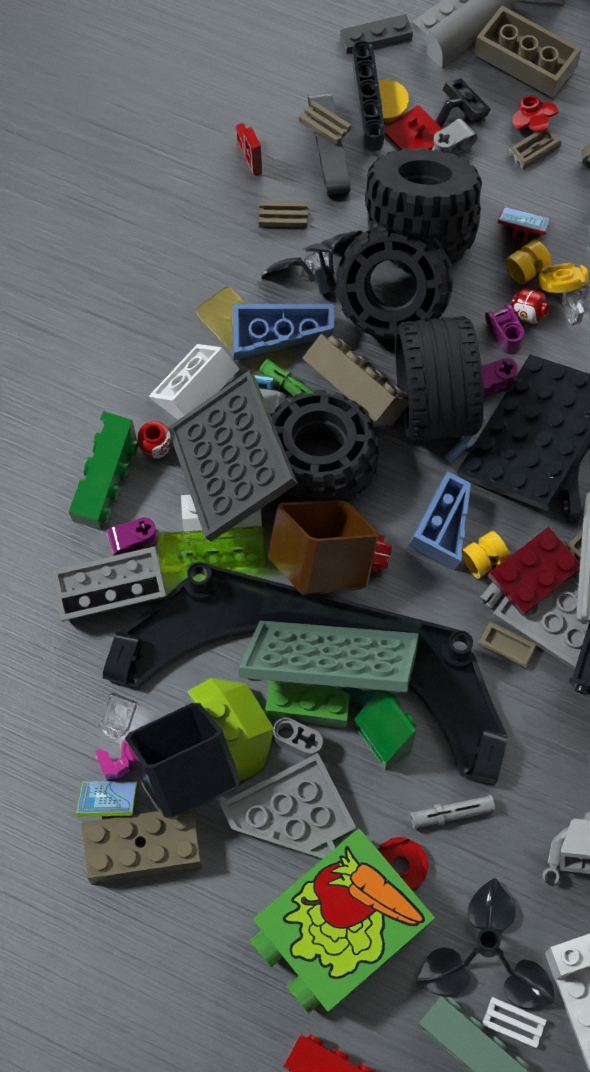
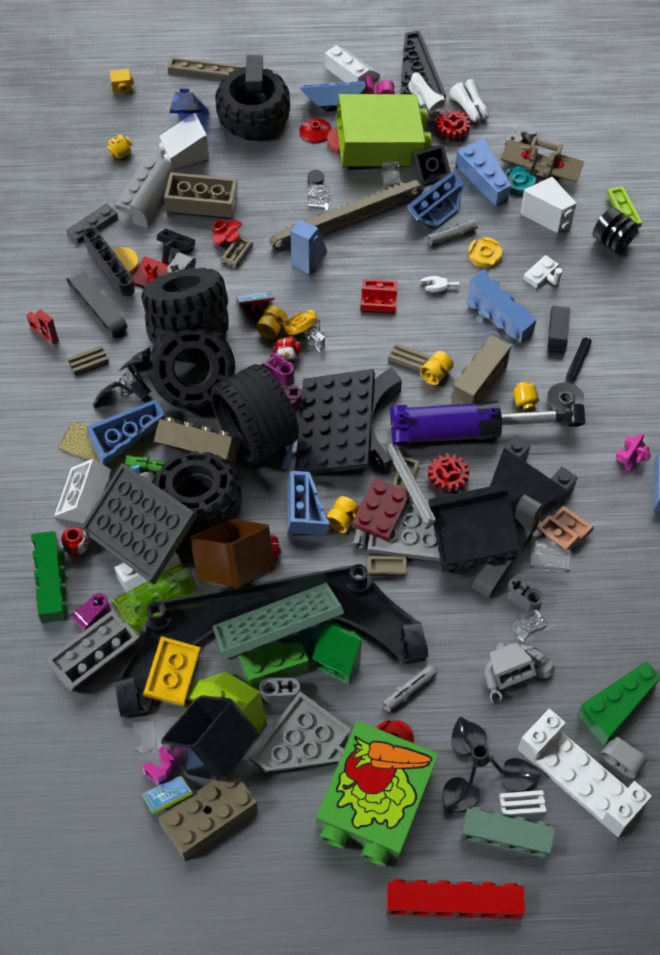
camera: 30 degrees left, 10 degrees down
(185, 653) = (172, 671): none -> yellow tile
(327, 119) = (88, 287): dark tan tile -> none

